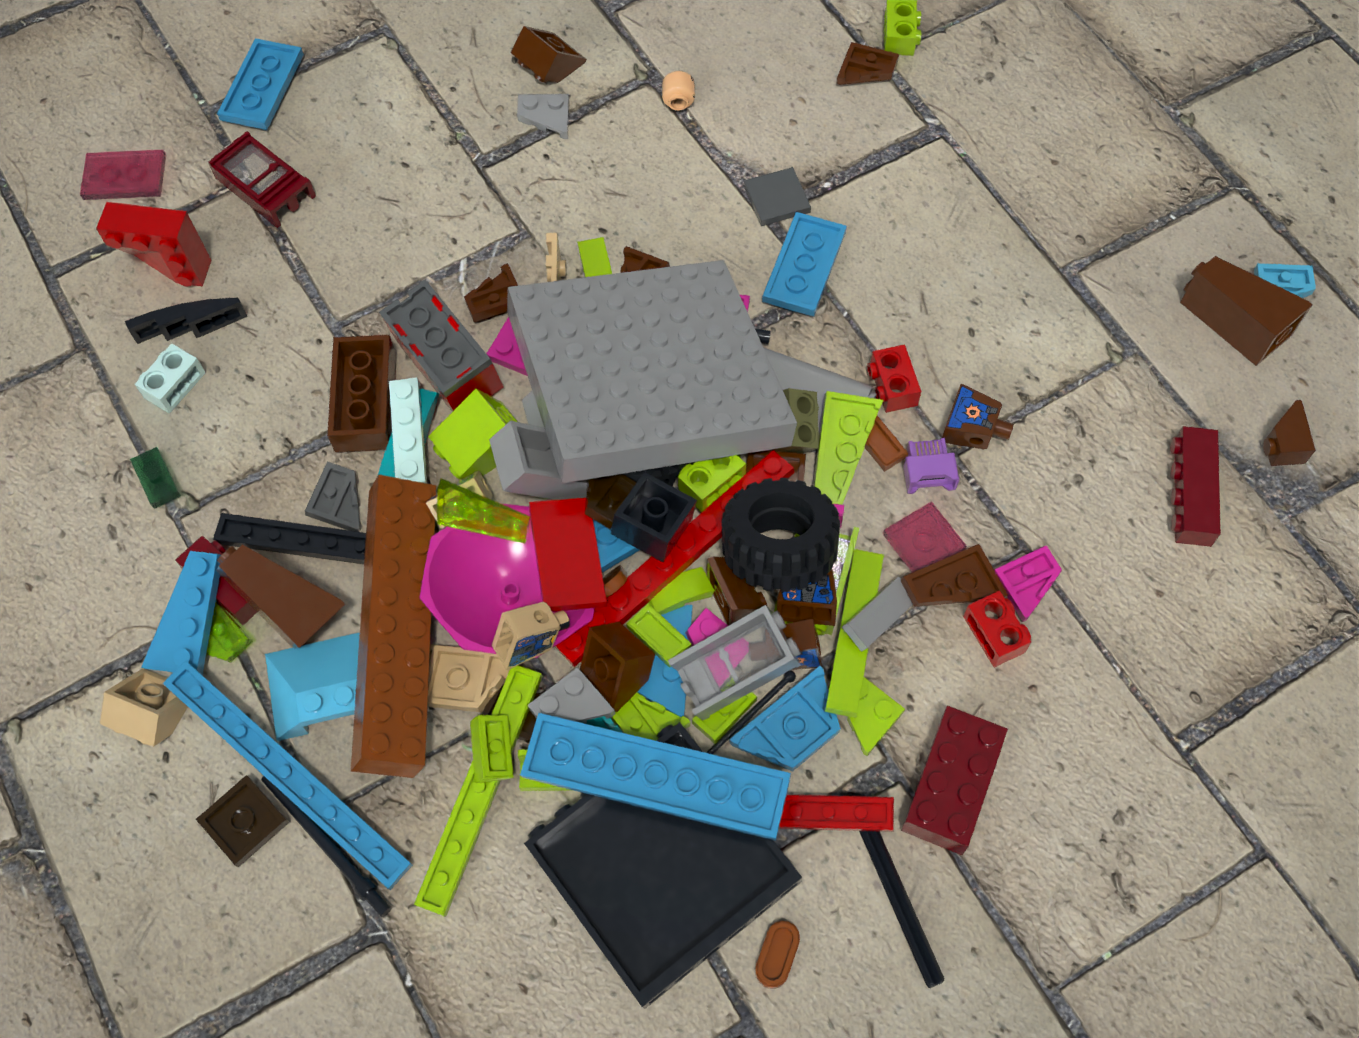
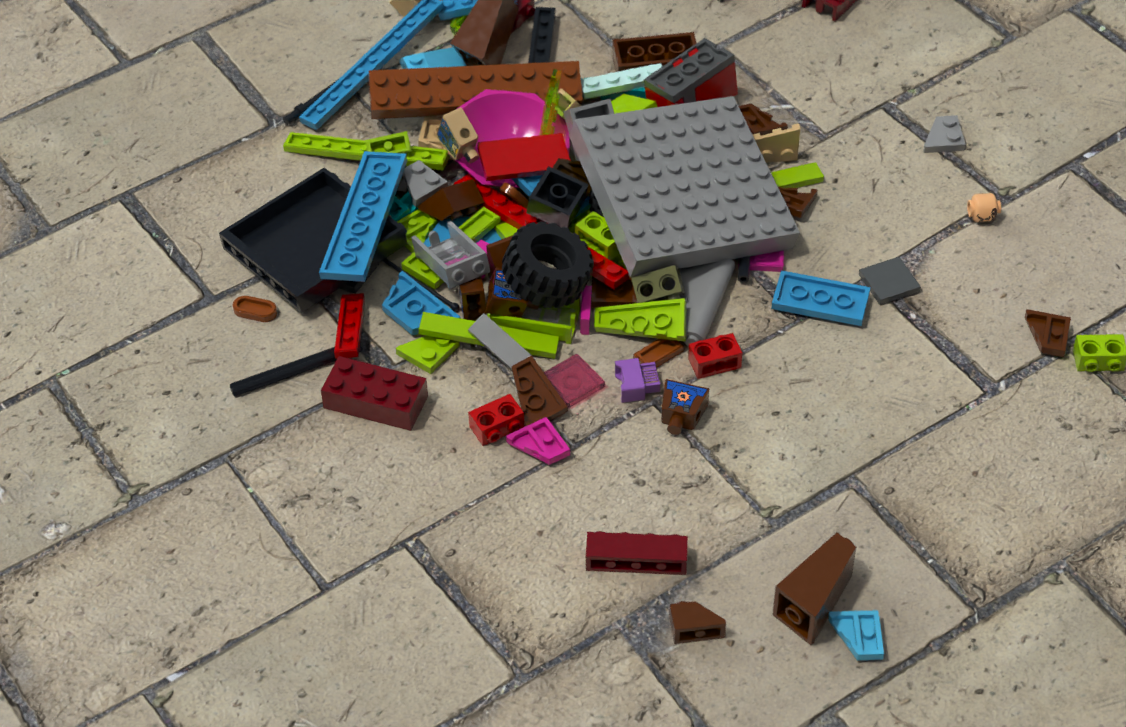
camera: 85 degrees right, 15 degrees down
(242, 821) = (342, 50): dark brown plate -> none
(335, 498) = (587, 57): dark grey wing -> none
(546, 55) = (1003, 127): reddish brown slope -> none

